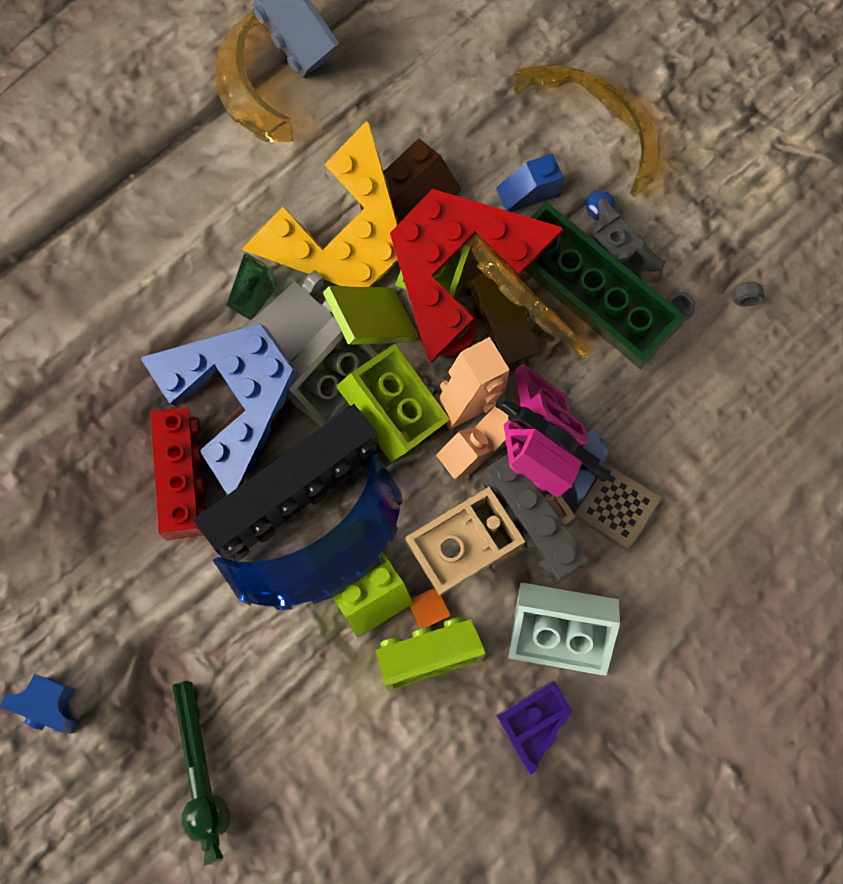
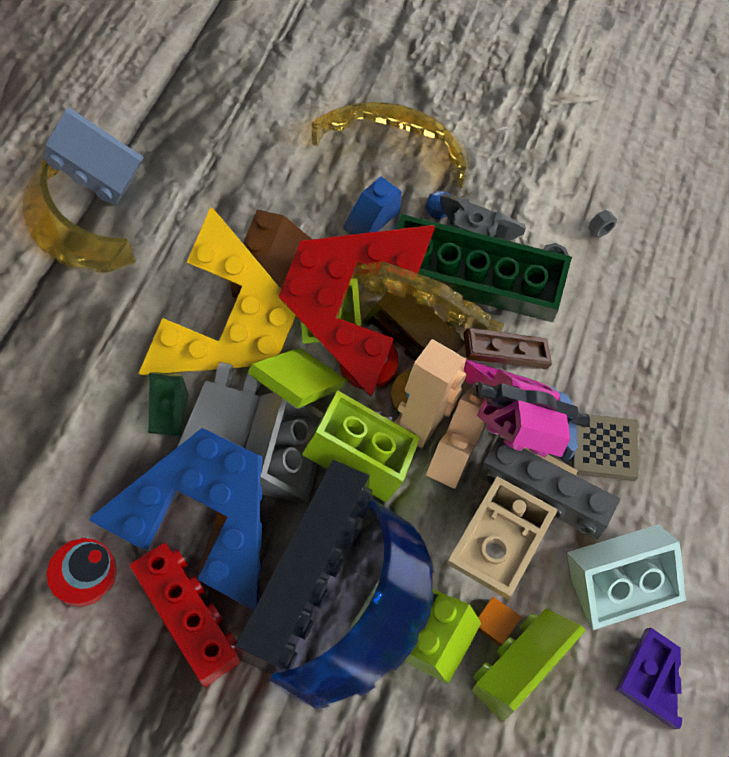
camera: 30 degrees left, 10 degrees down
(115, 399) = (81, 572): none -> tile
(578, 375) = (507, 348): none -> reddish brown tile

